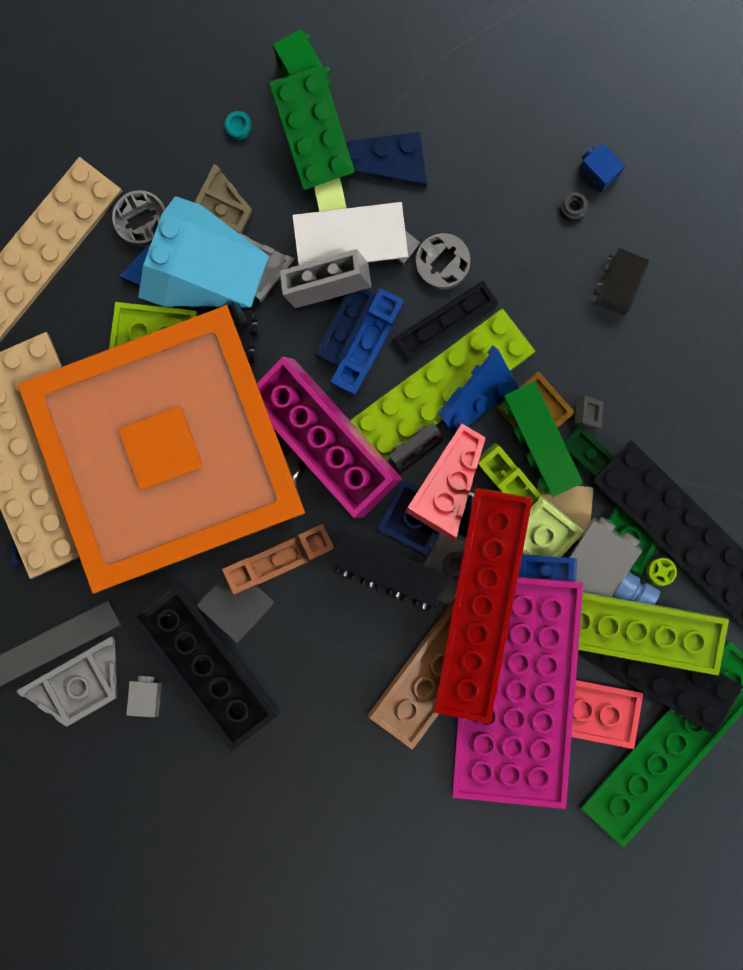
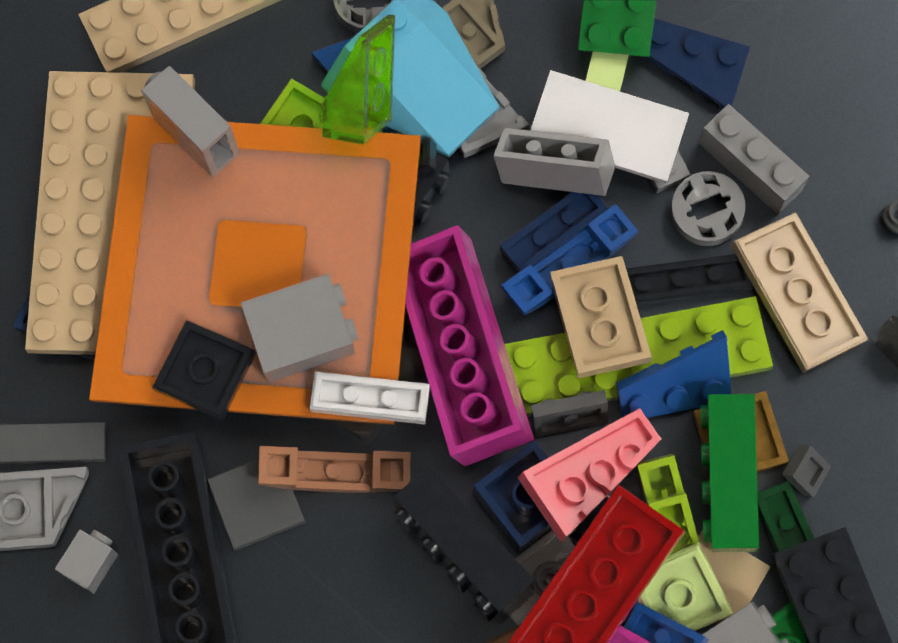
camera: 25 degrees right, 10 degrees down
(64, 371) = (190, 120): none -> light grey brick
(160, 537) = (204, 370): none -> black tile
(174, 295) = (363, 91): none -> clear neon green slope
(211, 479) = (300, 327): none -> light grey brick
(281, 504) = (369, 398): none -> white tile
(406, 373) = (600, 317): none -> tan plate
(458, 212) = (753, 159): none -> light grey brick
(530, 291) = (799, 292): none -> tan tile

